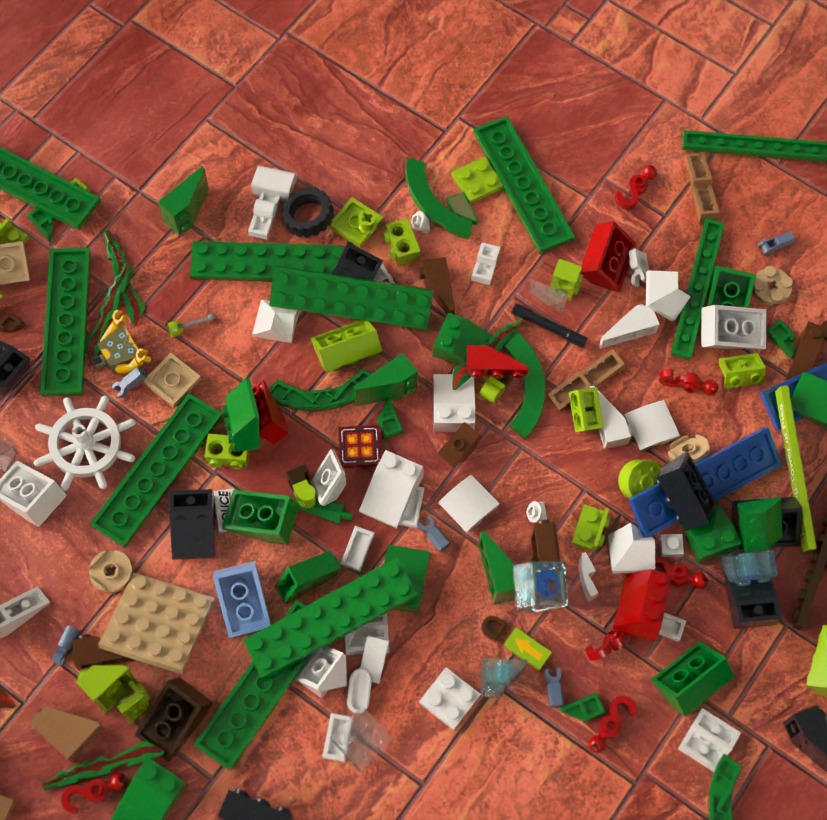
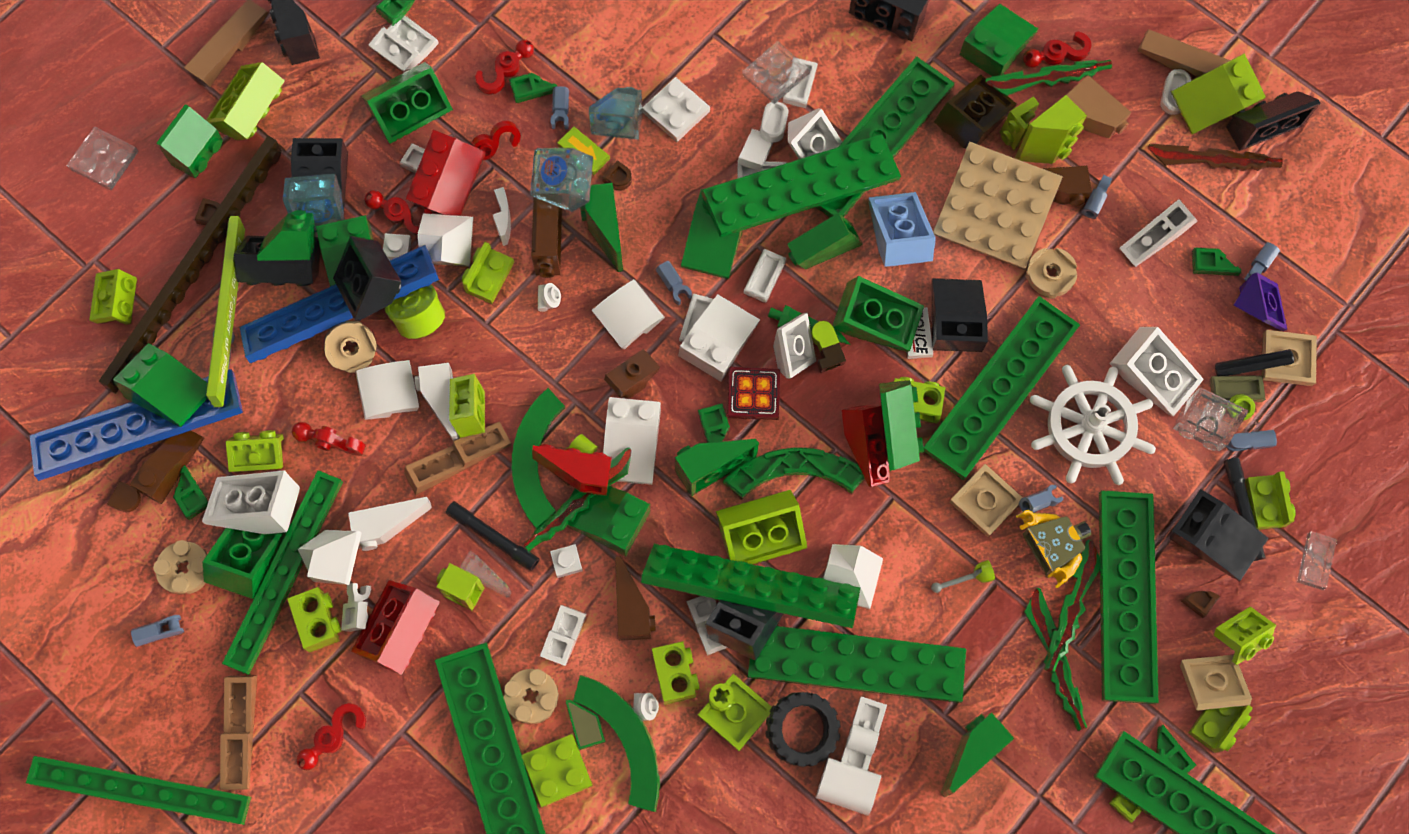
camera: 175 degrees left, 5 degrees up
(491, 313) = (566, 561): none -> white plate
(502, 213) = (545, 702): none -> tan plate
(671, 255) = (308, 622): none -> lime brick

